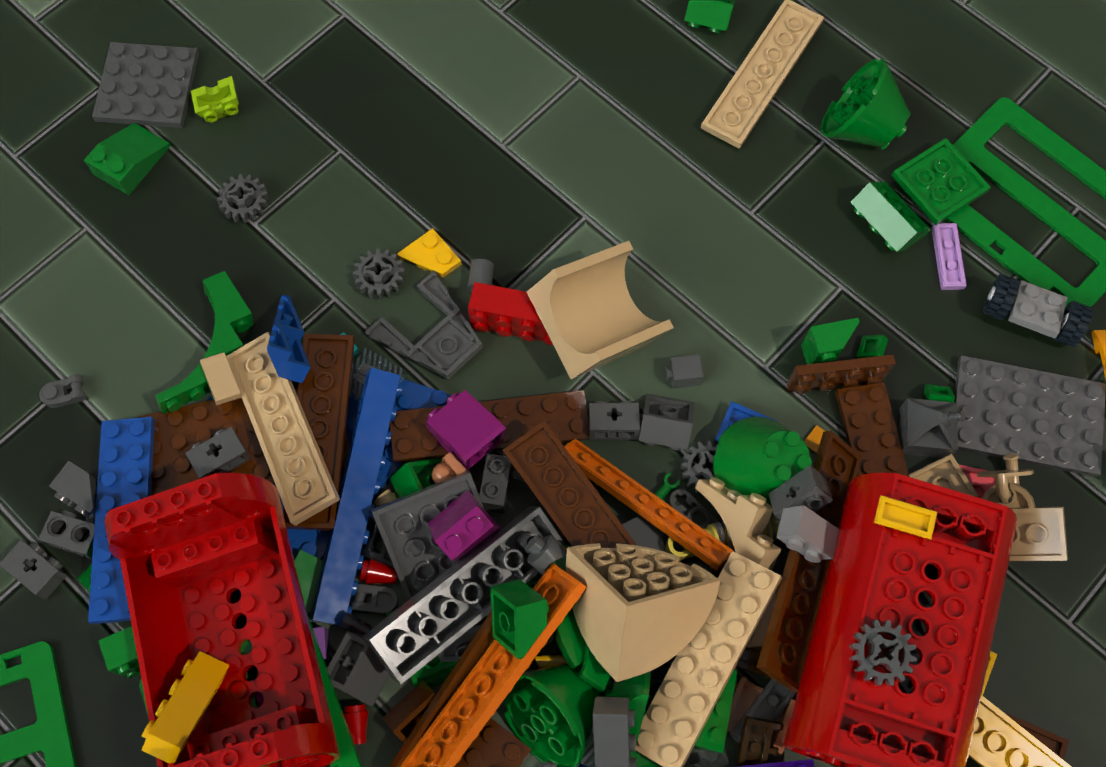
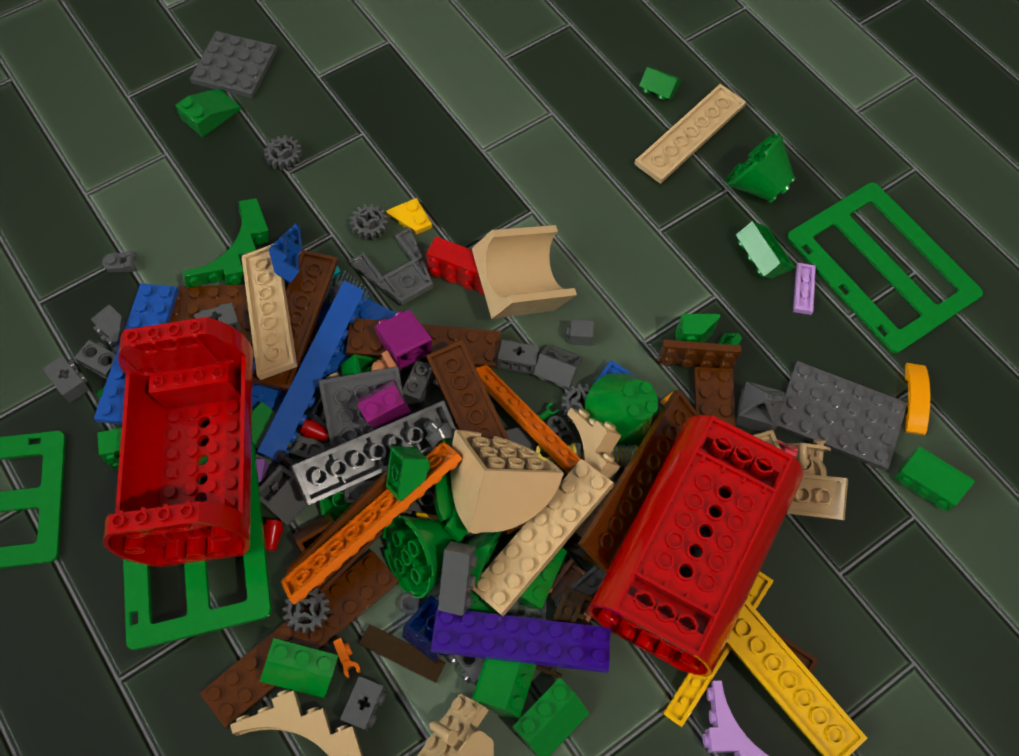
camera: 10 degrees right, 5 degrees down
(185, 708) = (146, 485): yellow brick -> none
(216, 101) = (281, 83): lime cylinder -> none
(220, 378) = (233, 269): tan tile -> none
(481, 272) = (445, 232): dark grey brick -> none
(805, 489) = (642, 430): dark grey brick -> none
(807, 533) = (640, 455): light grey brick -> none
(890, 662) = (668, 532): dark grey gear -> none
(905, 517) = (712, 447): yellow tile -> none
(938, 393) = (774, 384): green plate -> none
(940, 181) = (809, 232): green plate -> none
(1038, 310) = (864, 337): plate -> none

